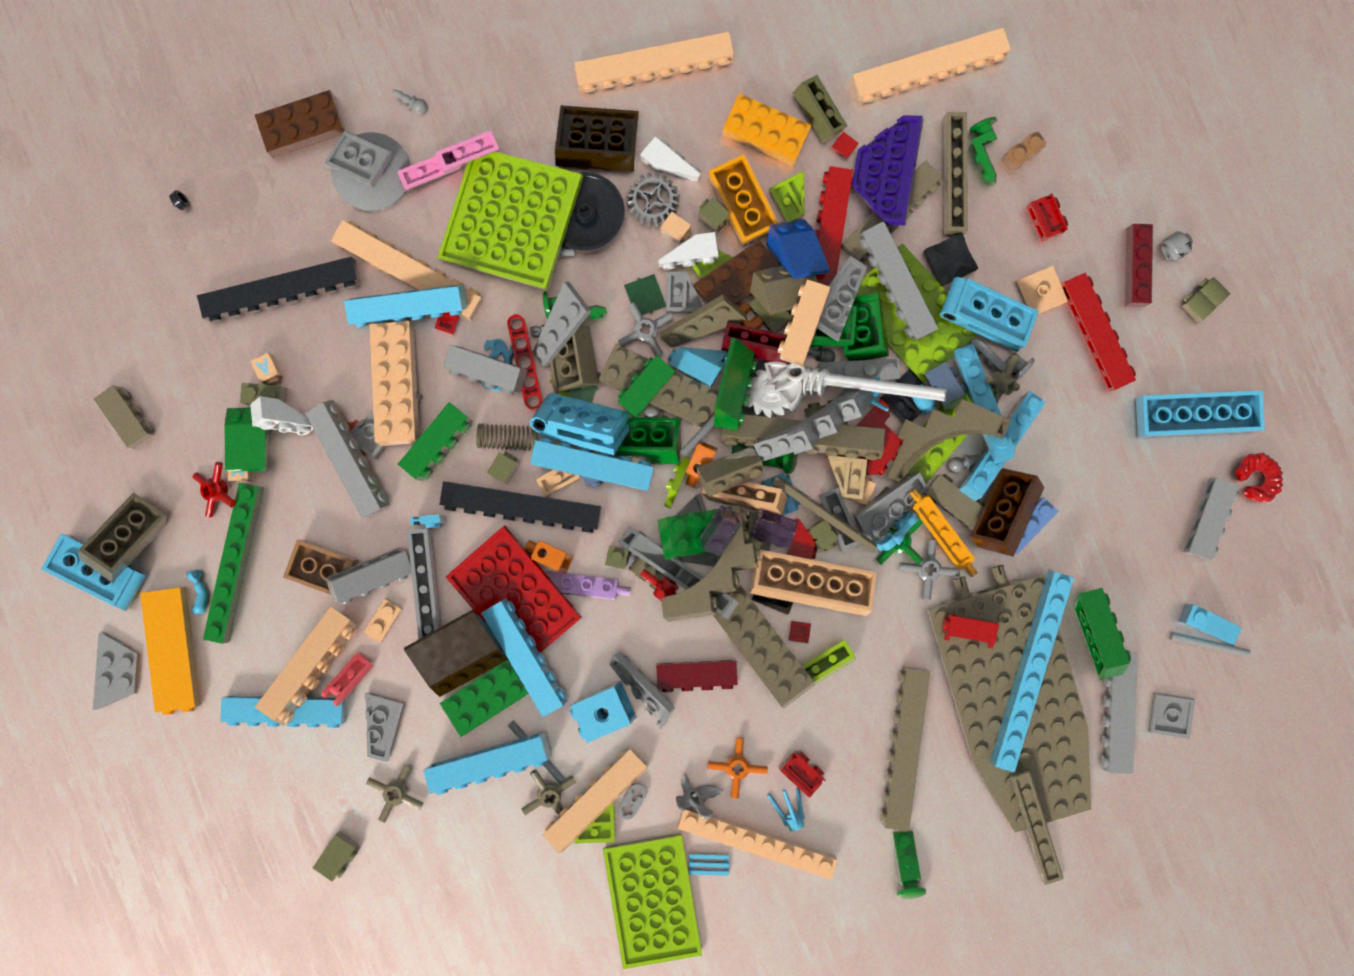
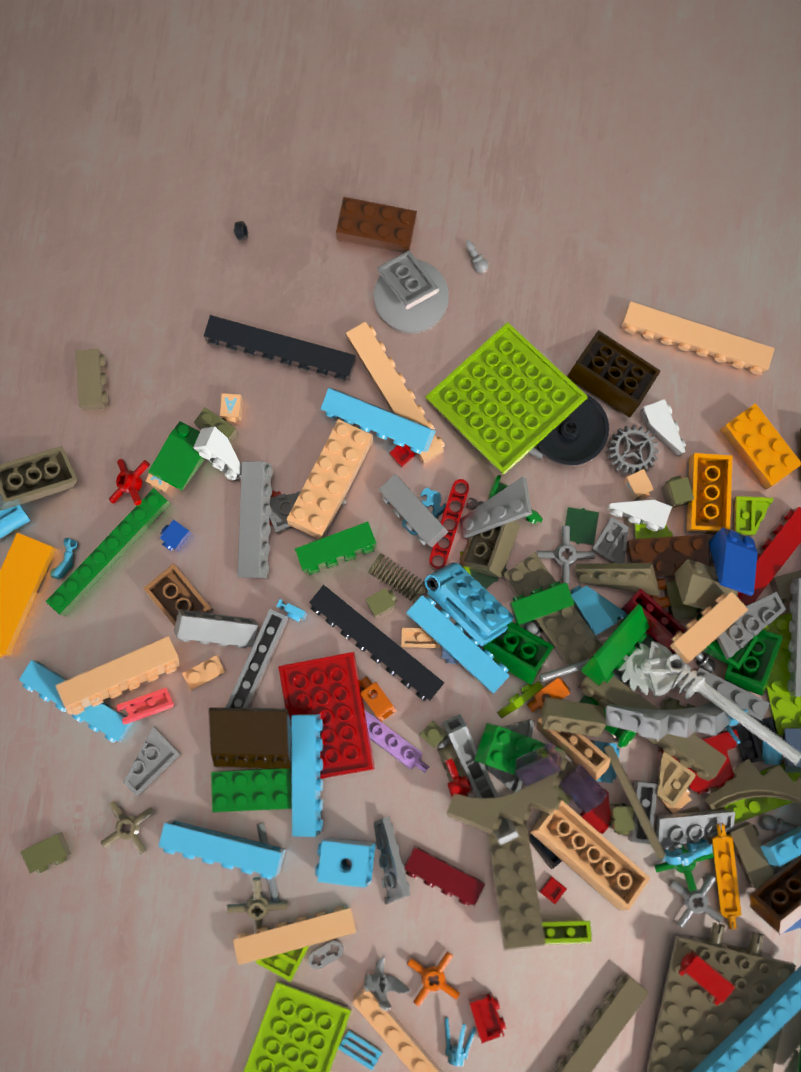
camera: 30 degrees right, 5 degrees down
(284, 514) = (174, 535): none -> blue brick
(448, 160) = (481, 322): bright pink bracket -> none

